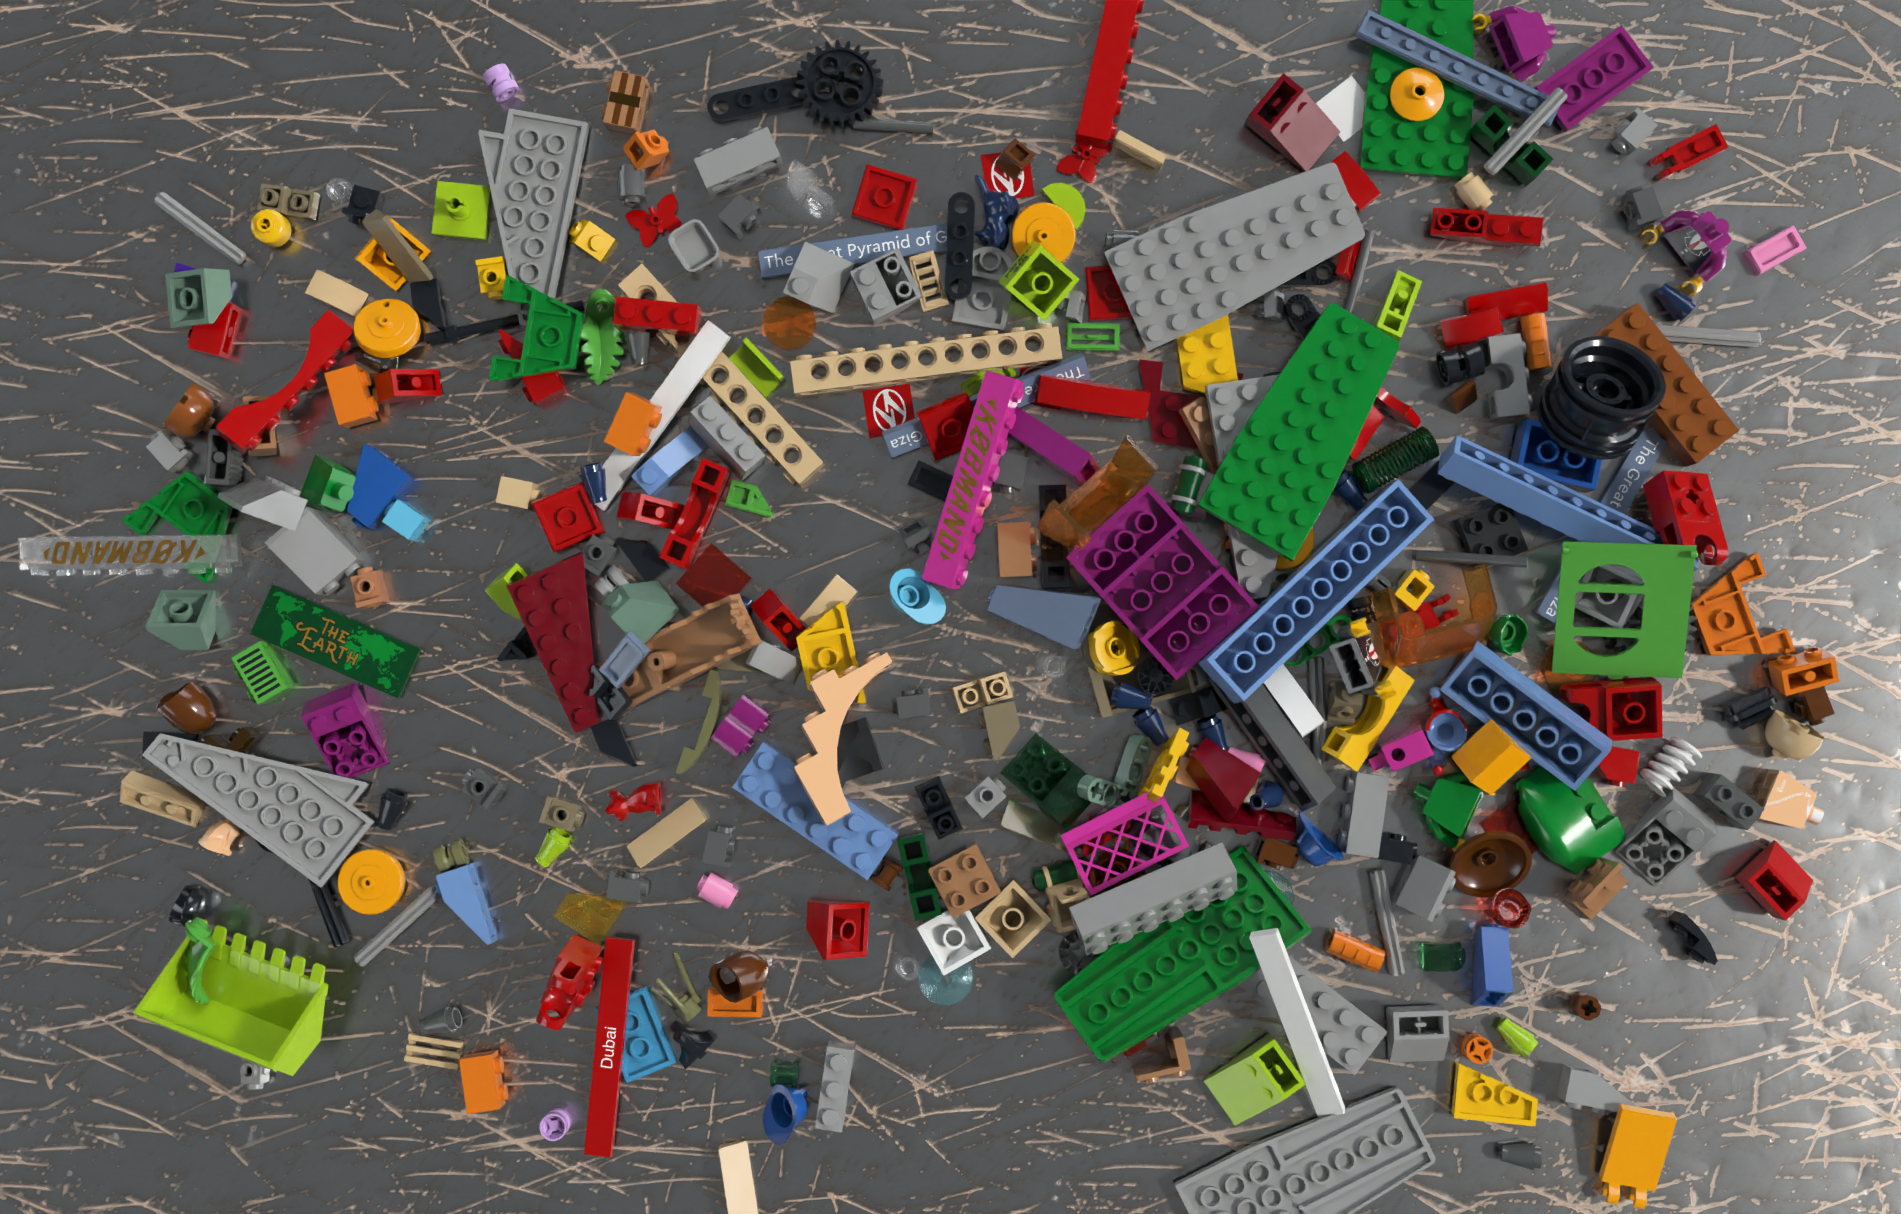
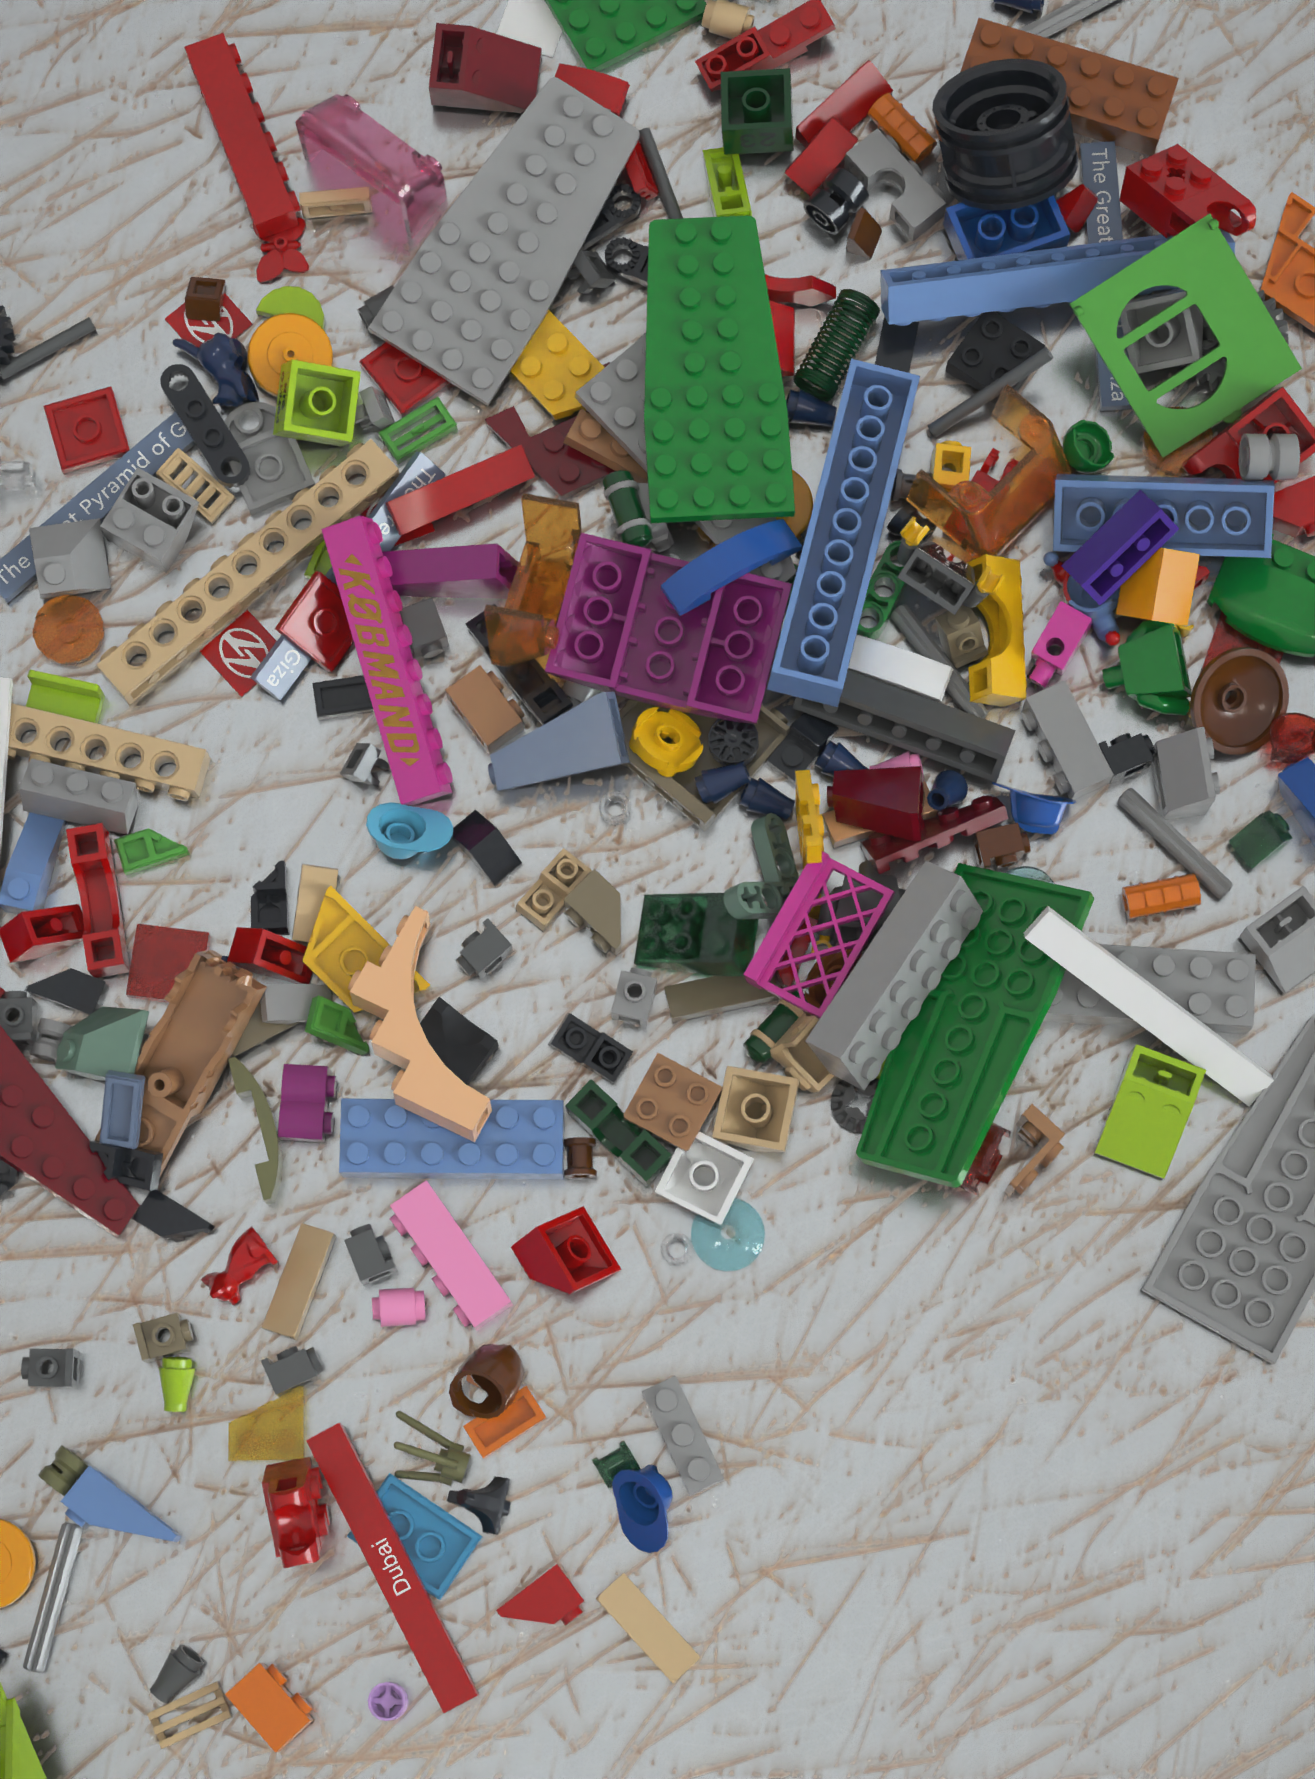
camera: 30 degrees left, 10 degrees down
(687, 1128) = (545, 1600): none -> red slope
(768, 881) = (450, 1255): none -> bright pink brick
(790, 690) = (334, 1024): none -> bright green tile
(801, 584) = (270, 902): none -> black slope
(957, 637) = (486, 847): none -> black slope
(1182, 138) = (375, 156): none -> clear pink windscreen
(1228, 567) = (728, 562): none -> blue slope
(1450, 269) = (757, 111): none -> dark green brick
(1483, 723) = (1120, 547): none -> dark purple brick
(1612, 471) = (1077, 206): none -> red slope
(1616, 723) = (1274, 457): none -> light grey wheel

